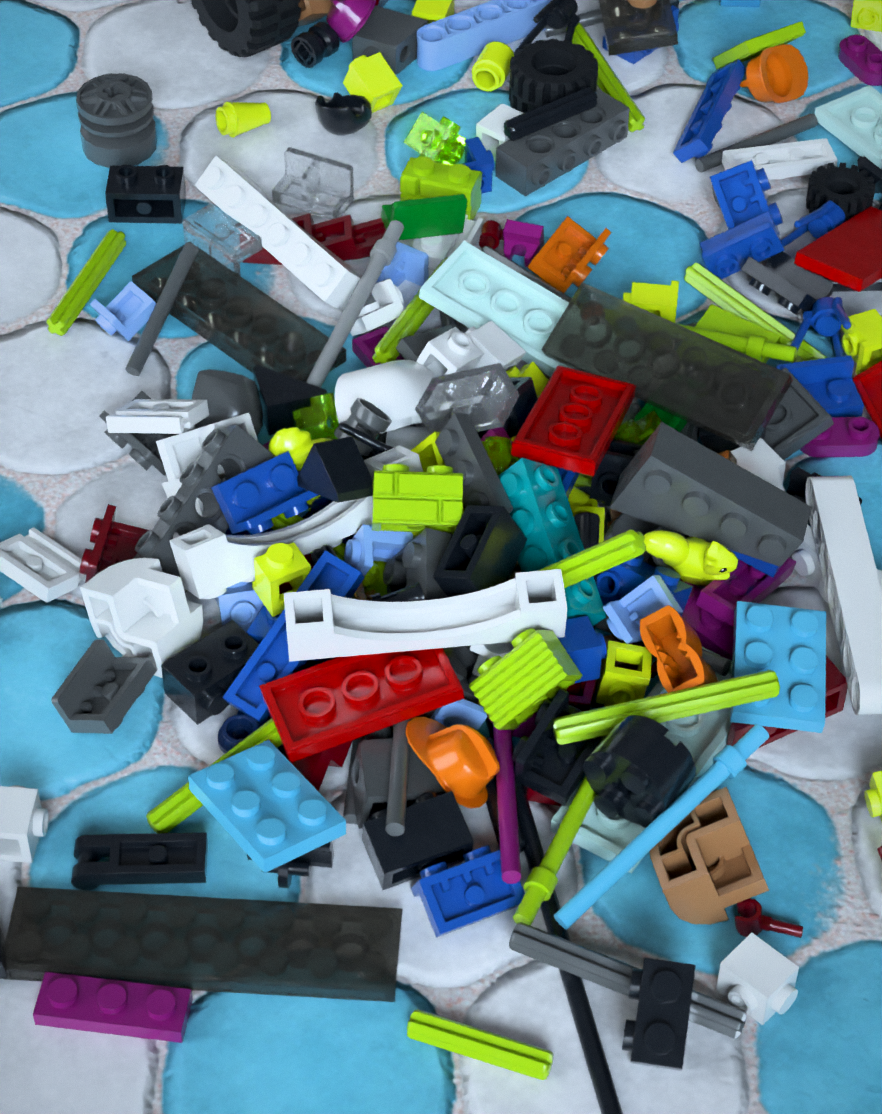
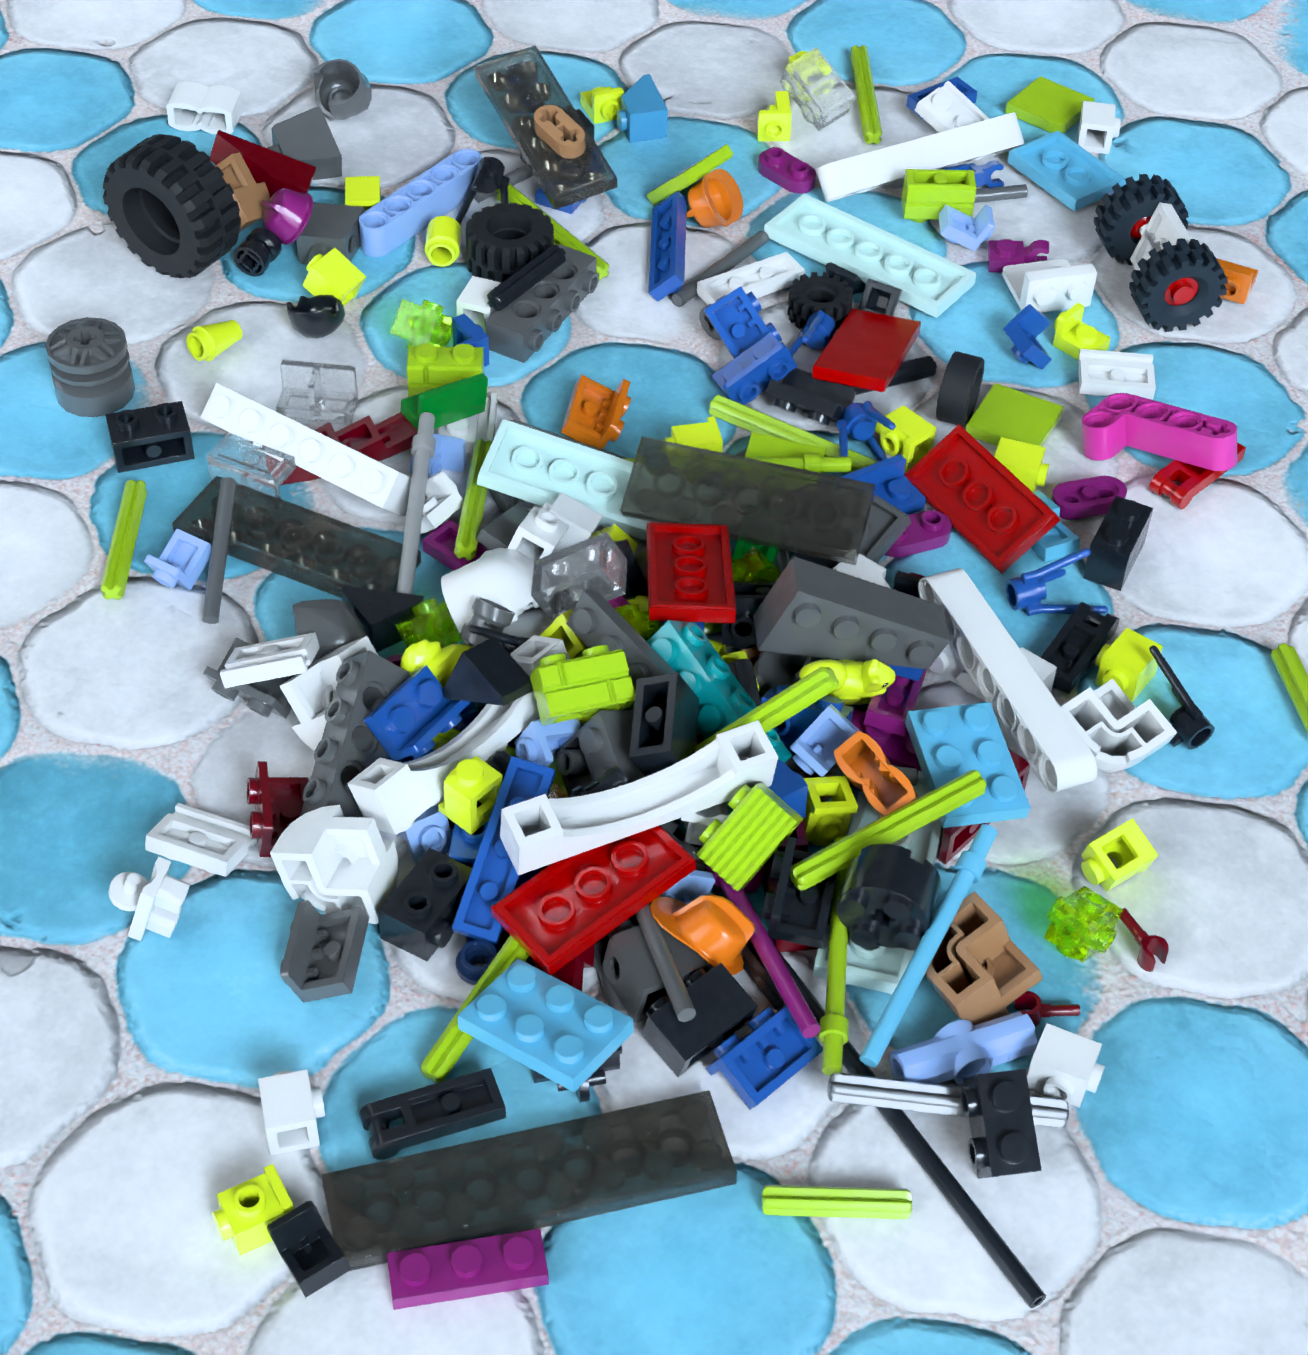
camera: 20 degrees left, 0 degrees up
(491, 234) = (512, 407): dark red hand -> none
(522, 240) = (546, 406): magenta tile -> none
(666, 936) = (965, 1050): none -> light blue piece
(835, 849) = (1082, 924): none -> clear neon green brick

